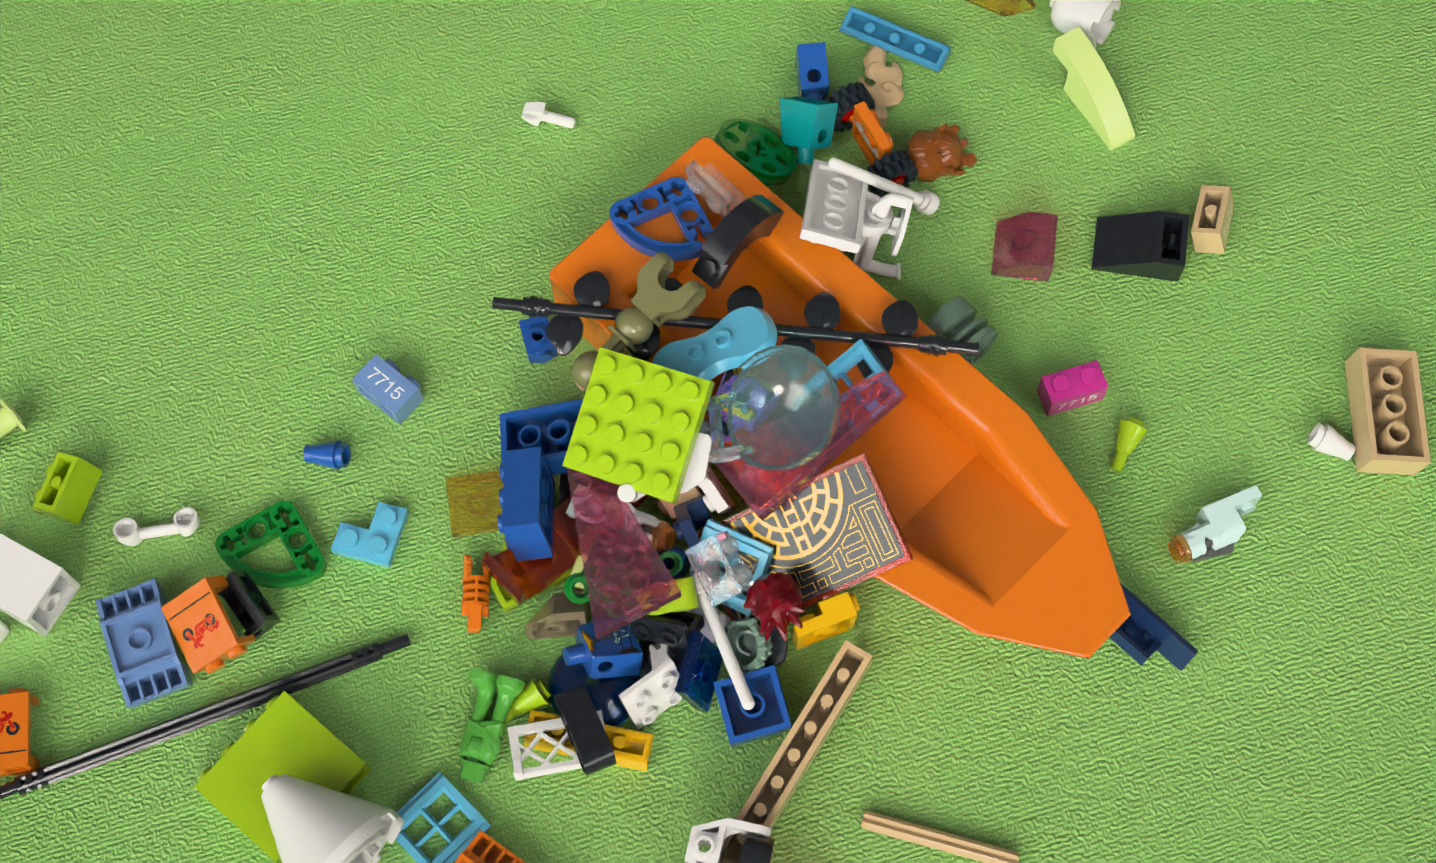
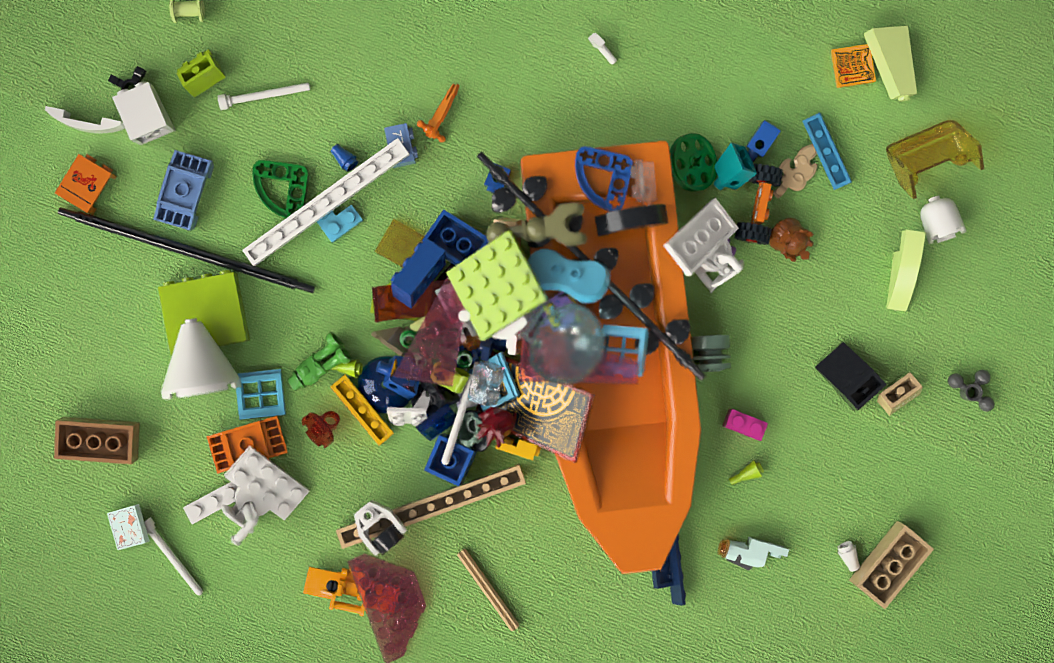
camera: 35 degrees right, 20 degrees up
(125, 498) = (227, 101): none -> white piece
(184, 522) = (217, 123): white bar -> none
(204, 626) = (216, 208): orange panel -> none
(248, 604) = (248, 210): black hinge -> none
(342, 520) = (326, 202): none -> white plate
(412, 339) = (431, 128): none -> orange piece
(475, 595) = (362, 292): orange hinge -> none
(540, 729) = (341, 388): white window -> none
(551, 802) = (318, 429): none -> clear red tile
(585, 729) = (359, 409): black beam -> none
(924, 201) = (760, 260): white piece -> none
(1025, 246) = (790, 328): clear pink slope -> none
(1284, 138) = (981, 378): none -> dark grey piece

